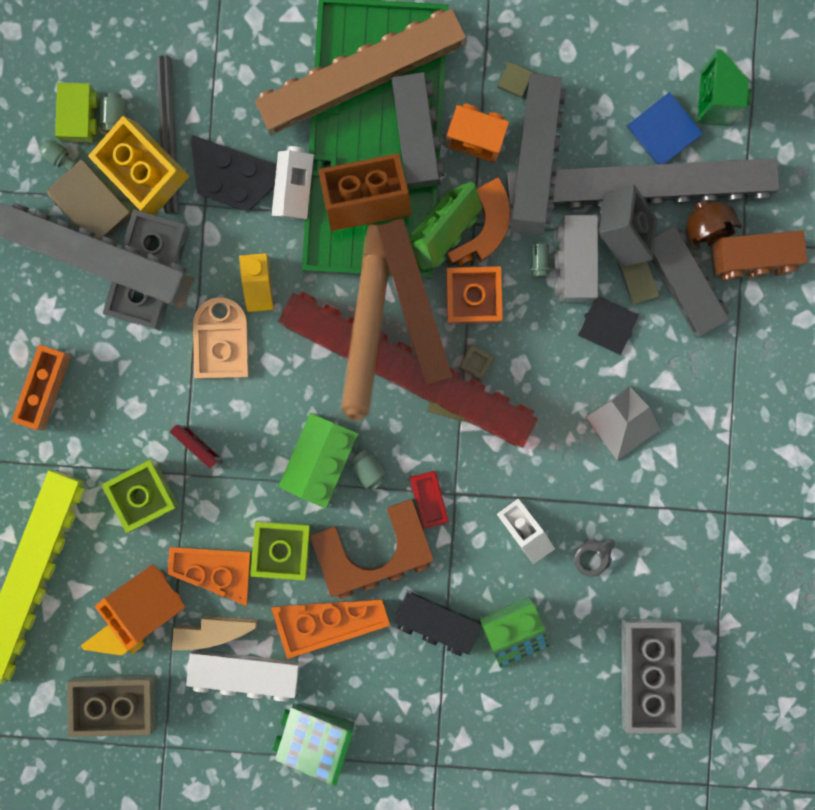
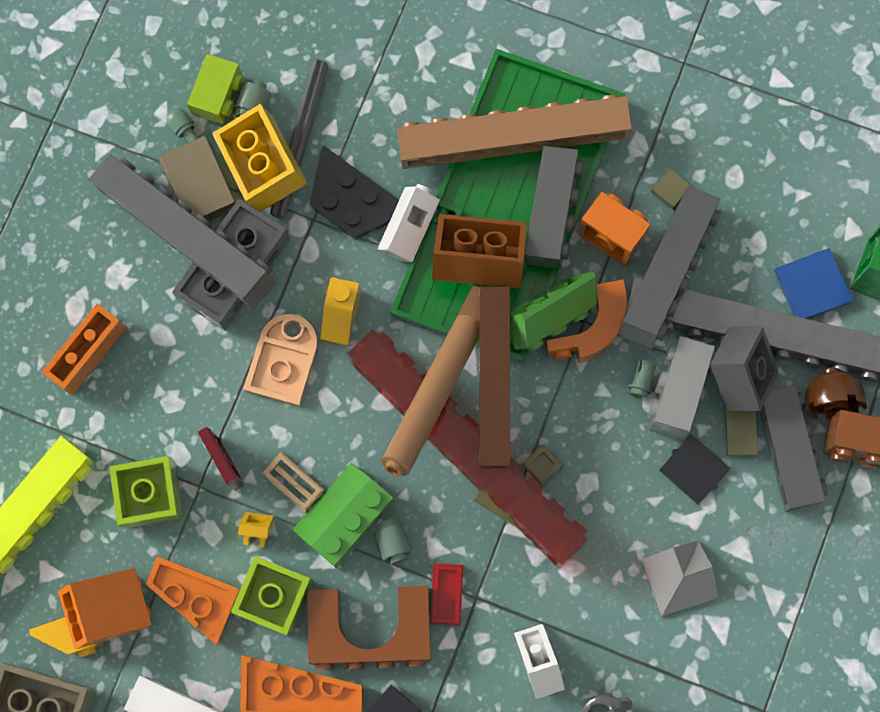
camera: 25 degrees right, 10 degrees down
(211, 632) = (170, 661): tan slope -> none
(246, 494) = (255, 526): none -> yellow tile
(286, 454) = (274, 466): none -> tan tile
(474, 295) = (560, 392): orange brick -> none

